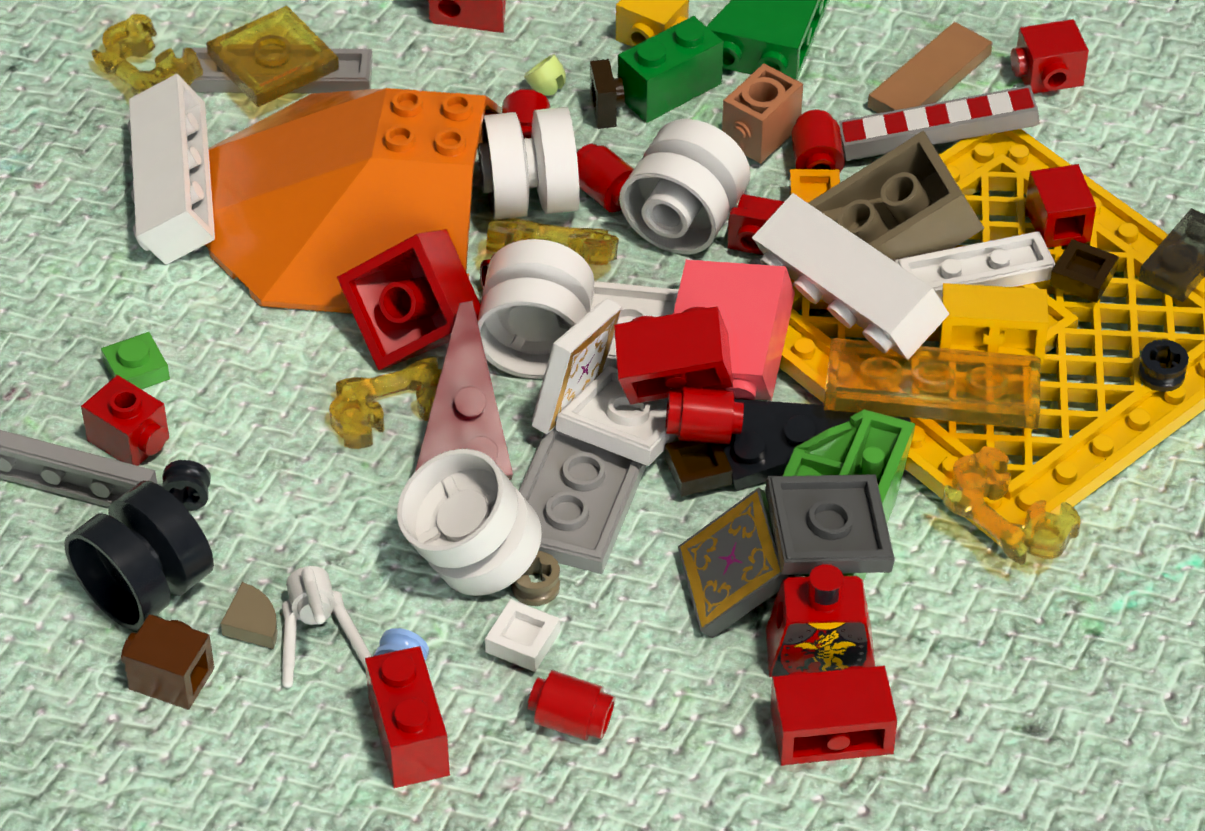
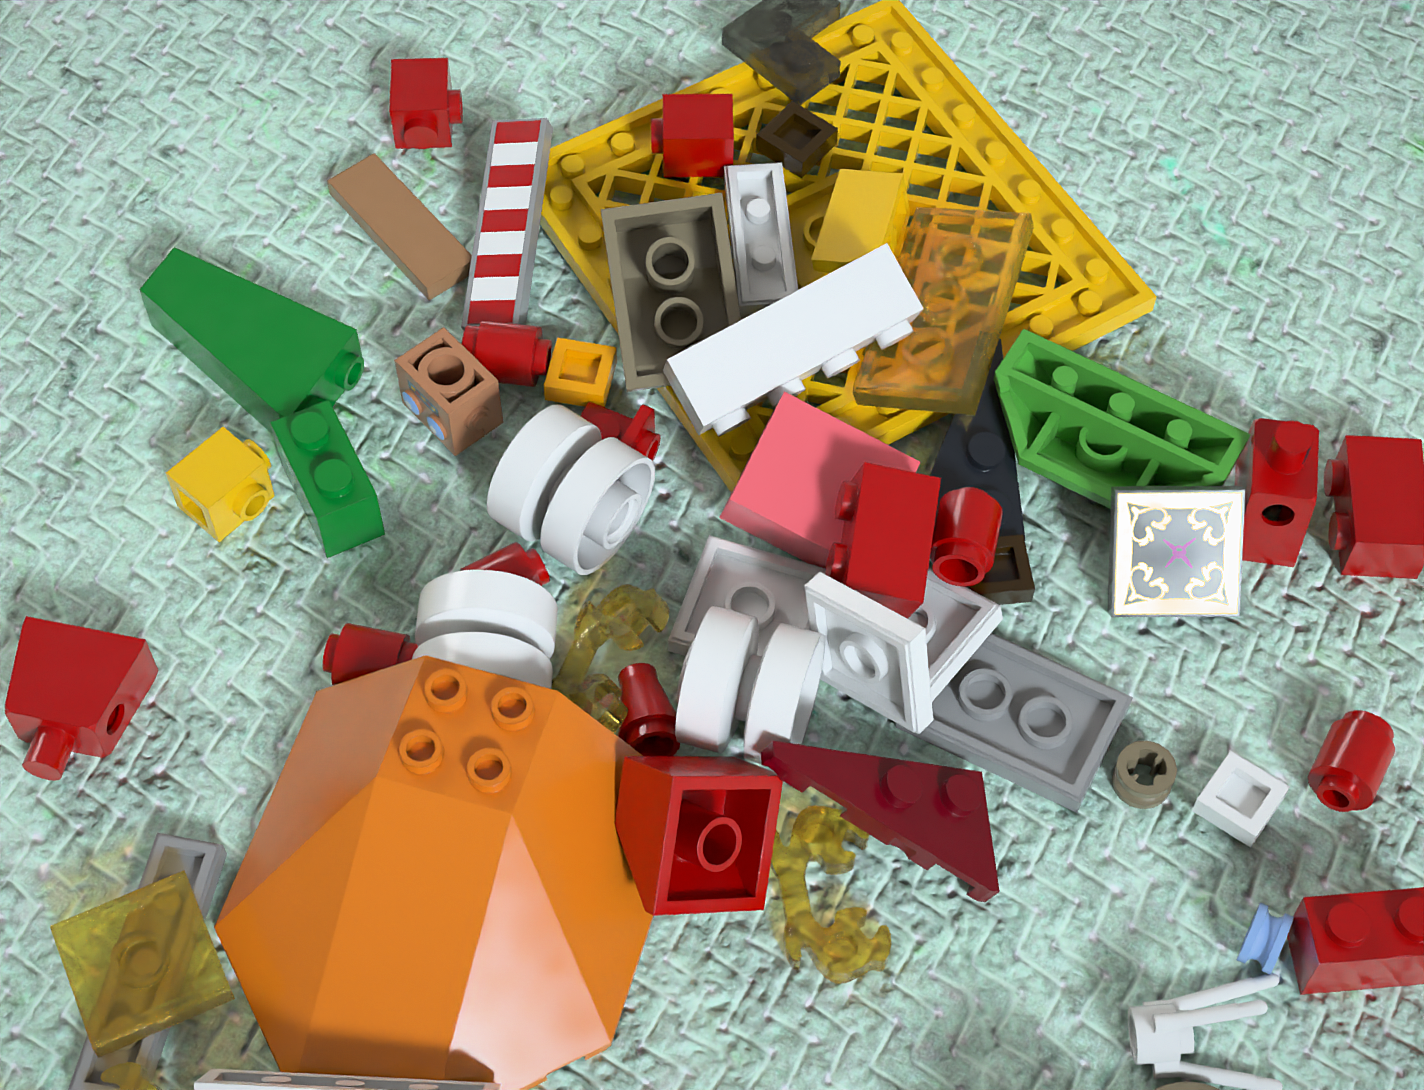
camera: 80 degrees left, 10 degrees up
(469, 522) = (1112, 813): white wheel -> none
(547, 76) = (272, 618): yellowish green hinge -> none
(605, 93) = (344, 561): dark brown plate -> none
(829, 522) = (1182, 432): dark grey tile -> none
(987, 476) = (1149, 255): clear yellow helmet -> none
(1163, 378) = (941, 94): black bush -> none

